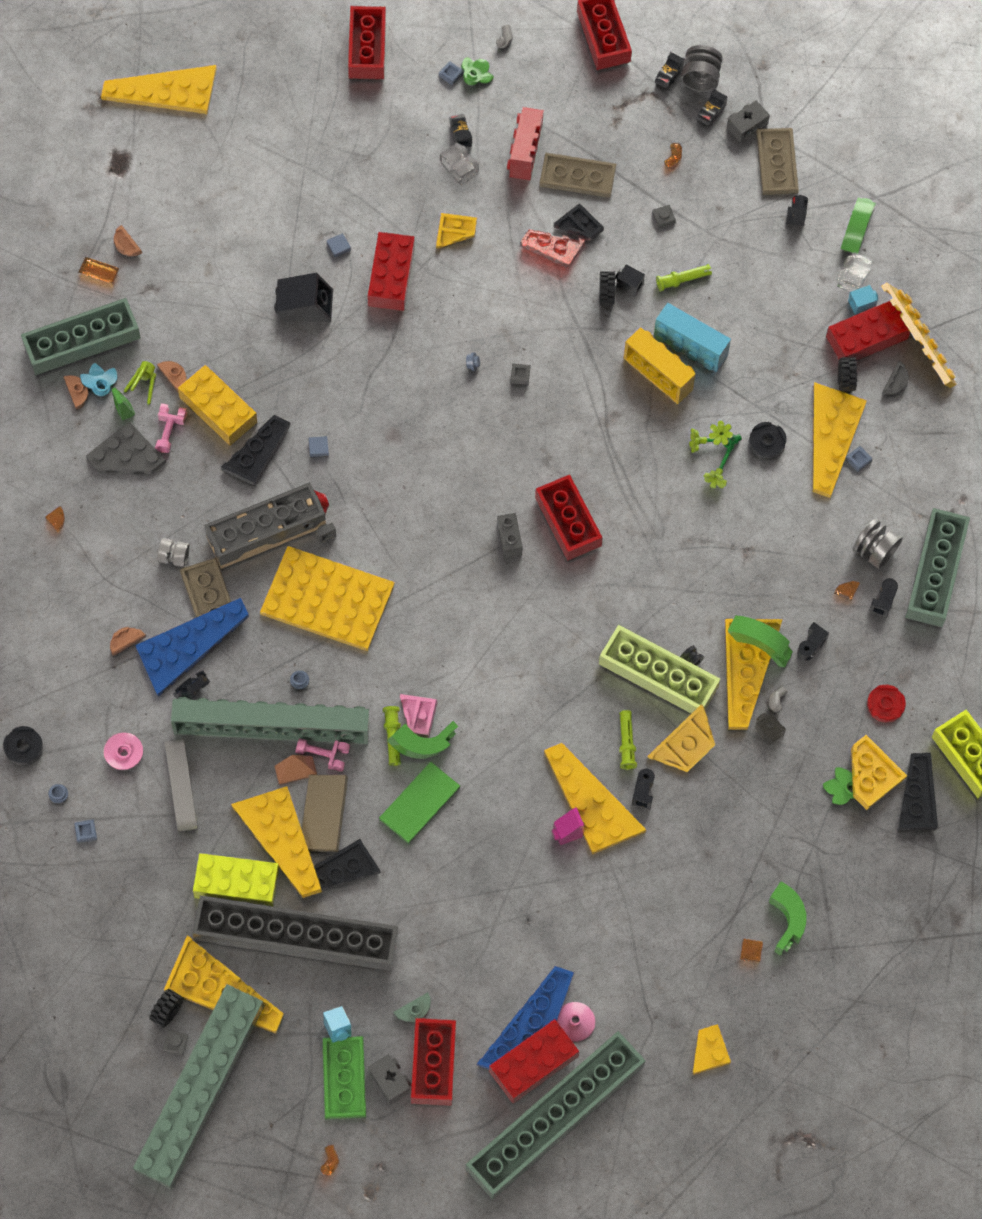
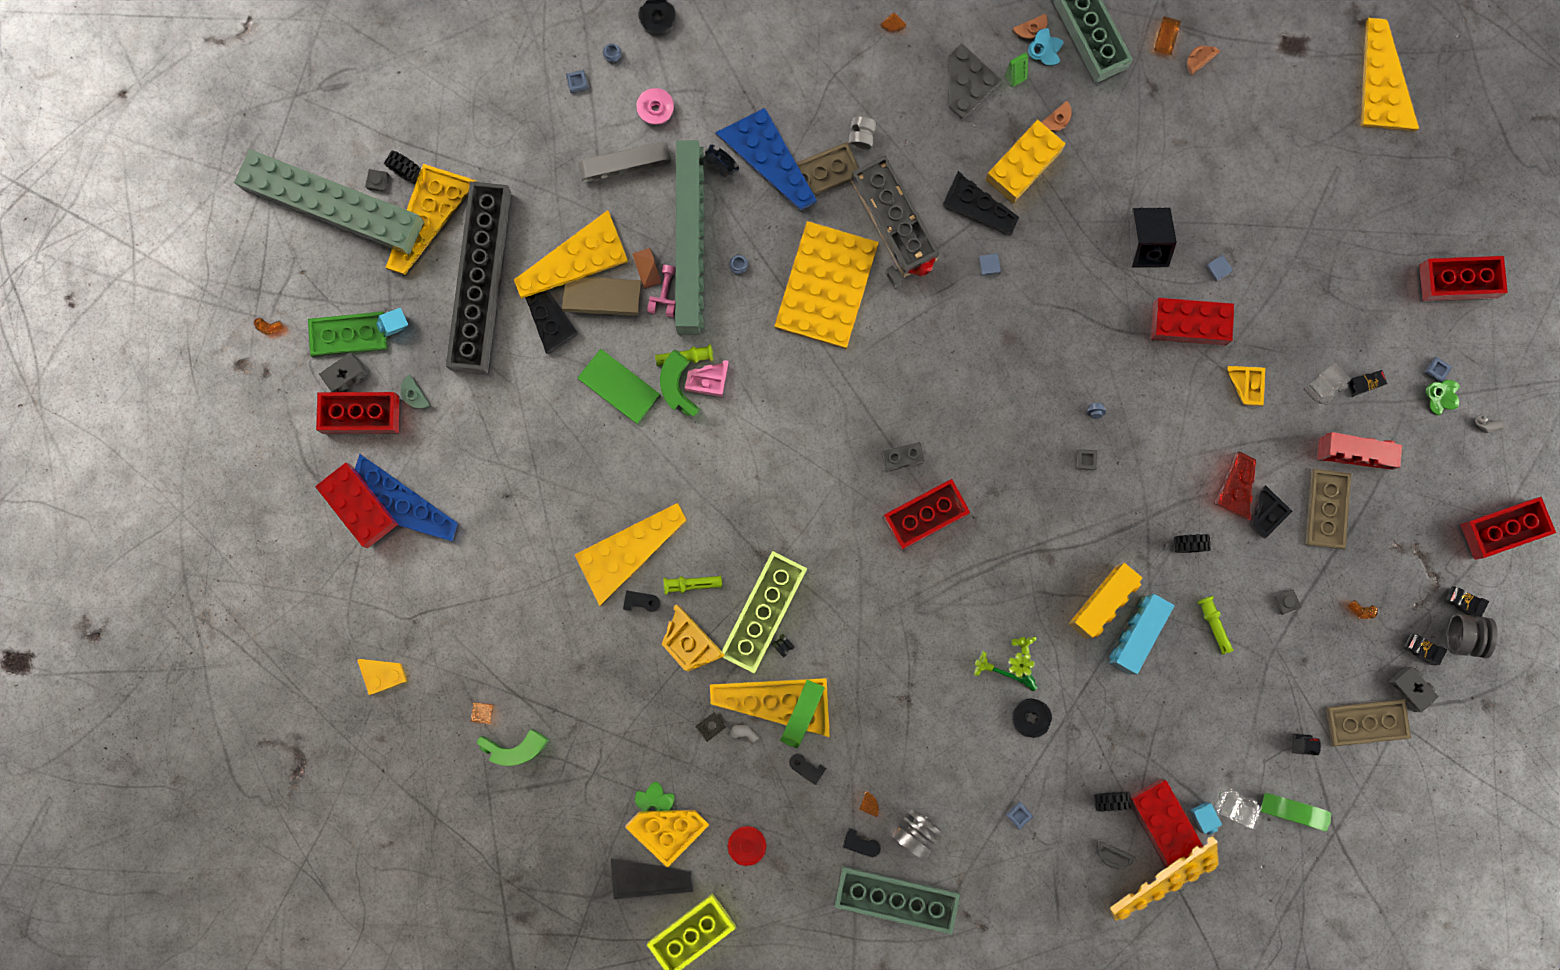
camera: 90 degrees right, 15 degrees up
(125, 638) = (771, 97): nougat plate -> none
(144, 372) = (1057, 89): lime plant -> none
(162, 445) = (1012, 129): bright pink bar -> none
(236, 879) = (530, 219): neon yellow brick -> none
(555, 1115) = (309, 529): sand green brick -> none
(568, 827) = (594, 528): dark pink slope -> none
(581, 1030) = (413, 552): bright pink dish -> none
(629, 280) = (1206, 567): black brick -> none
(833, 431) = (1052, 788): yellow wing -> none

